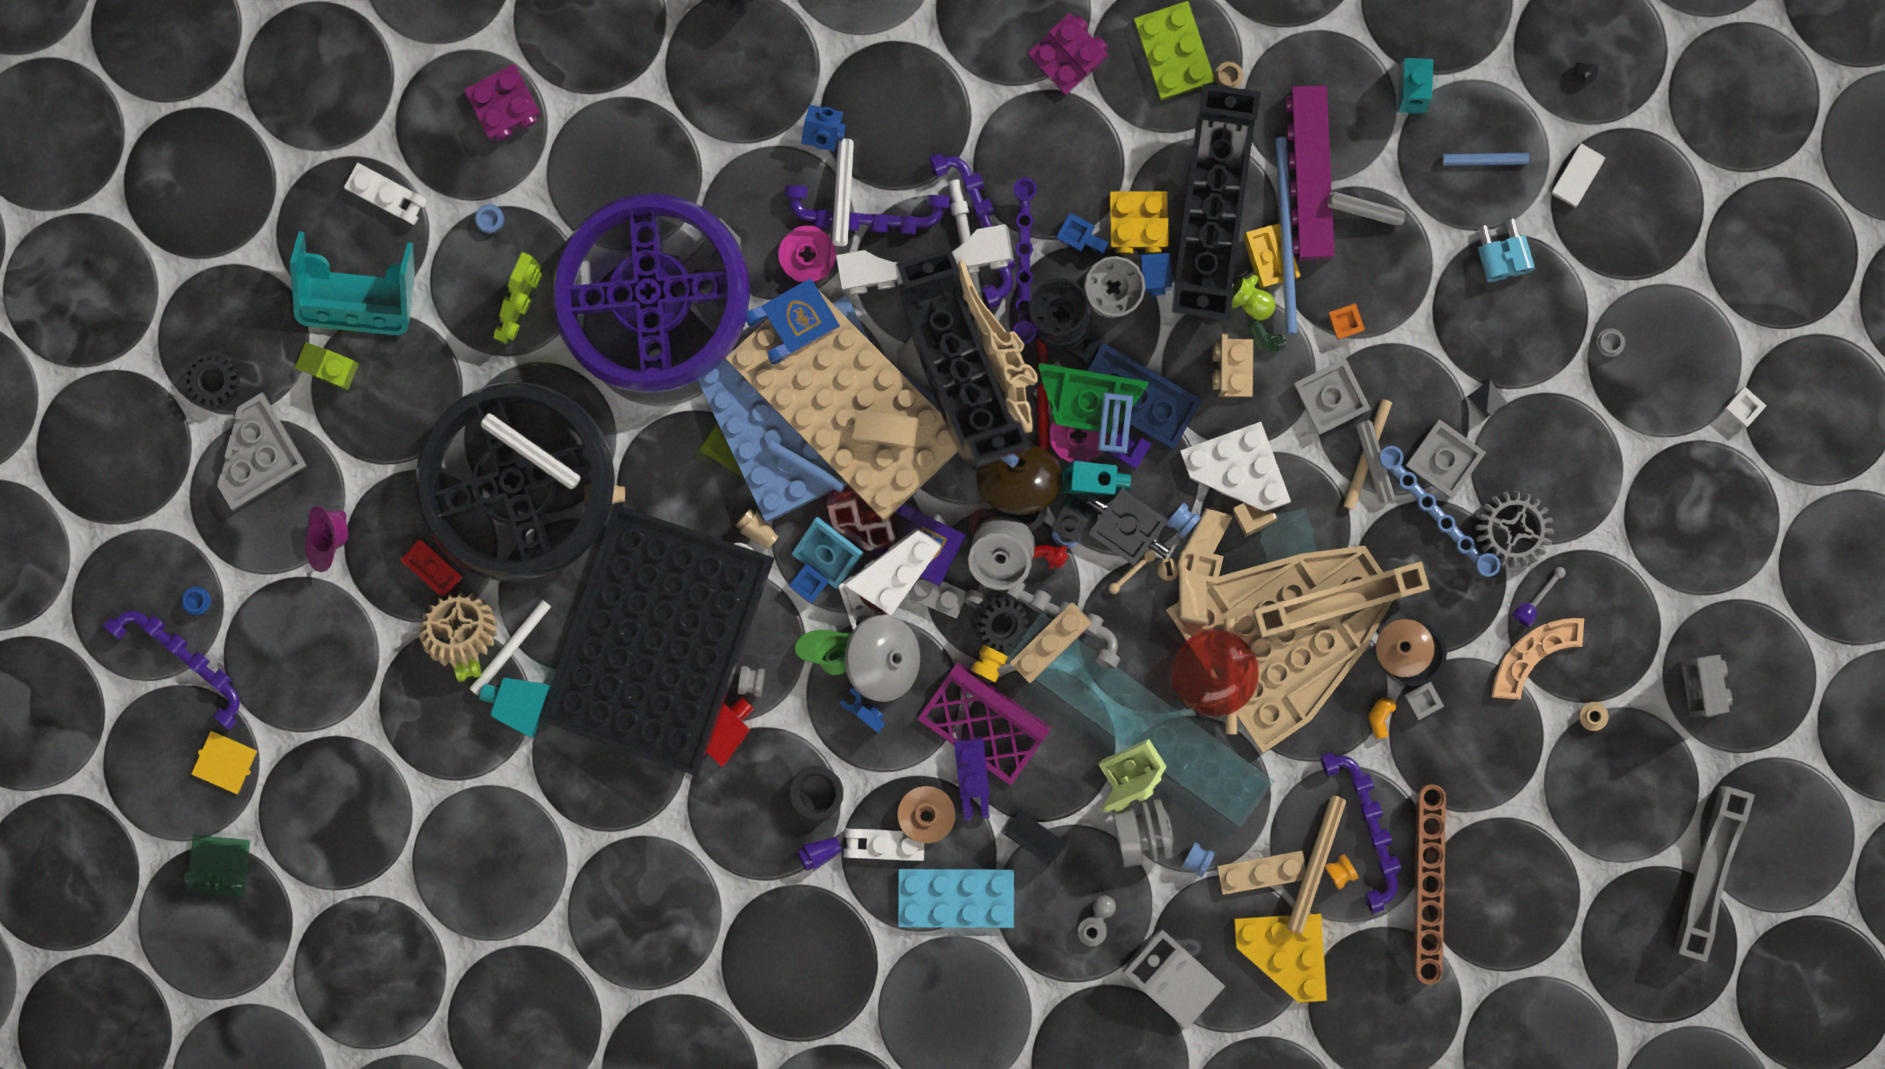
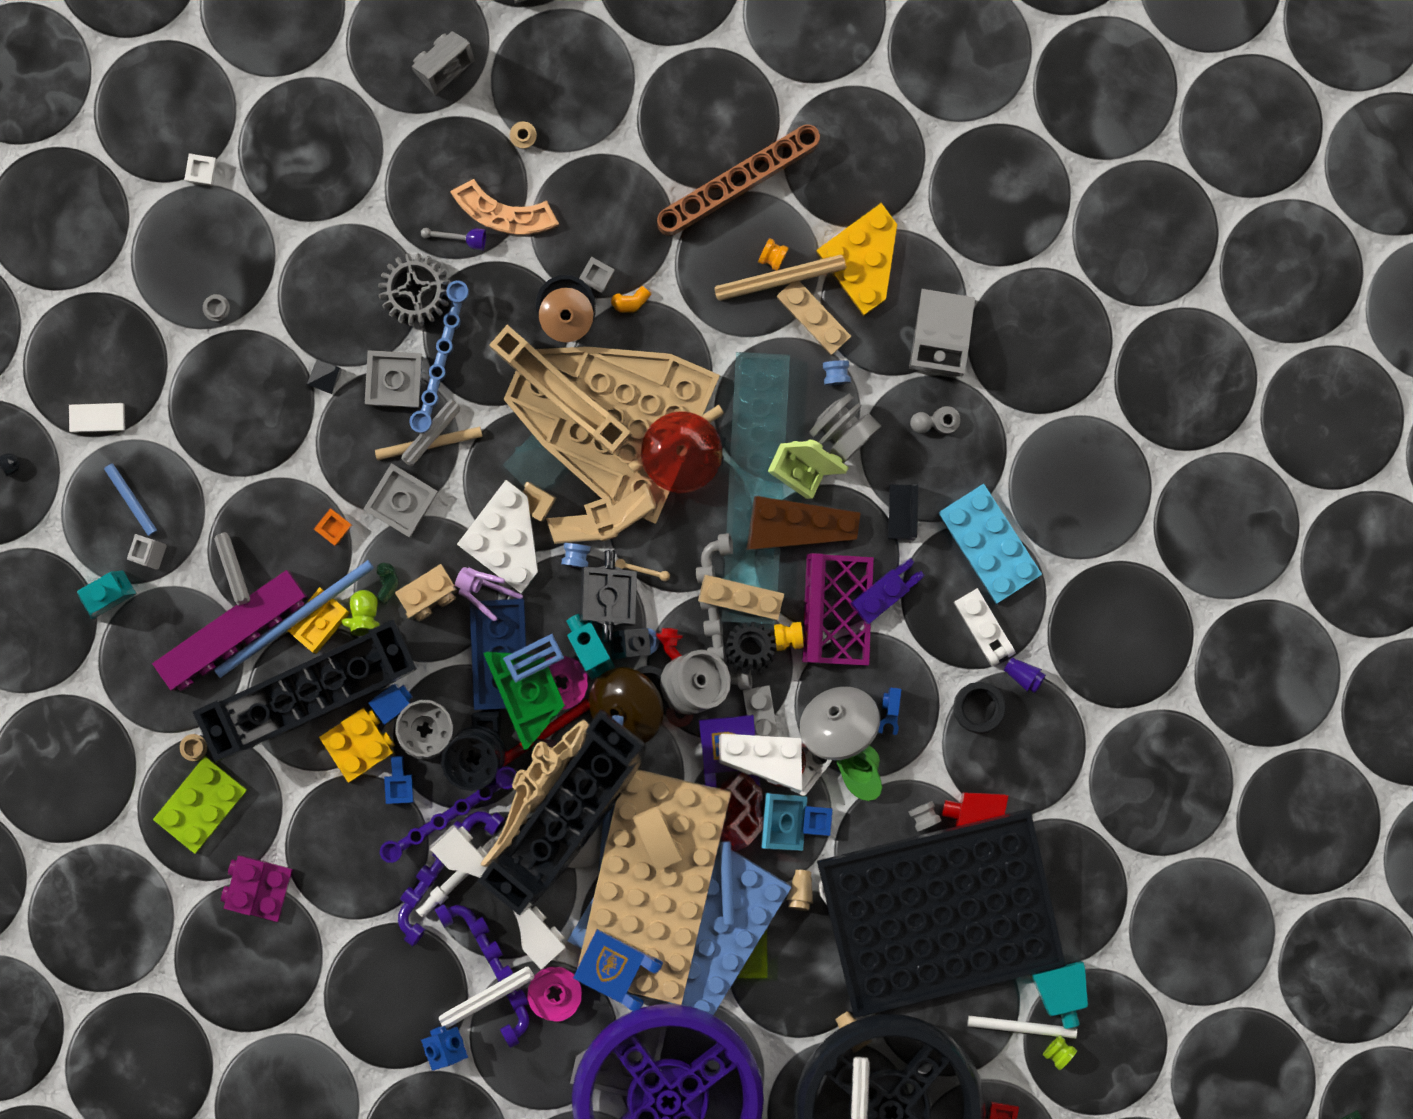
camera: 130 degrees left, 0 degrees up
(465, 636) = (1038, 1068): tan gear -> none
(926, 800) = (927, 615): medium nougat dish -> none
(1086, 733) = (794, 523): none -> reddish brown wing
(1135, 450) = (543, 628): dark purple panel -> none
(1162, 572) = (626, 547): tan hinge -> none
(1219, 413) = (472, 580): none -> lavender plant
(1379, 837) = (711, 261): dark purple bar -> none
(1429, 144) = (146, 551): none -> light grey slope
(1505, 257) = (200, 432): medium azure piece -> none

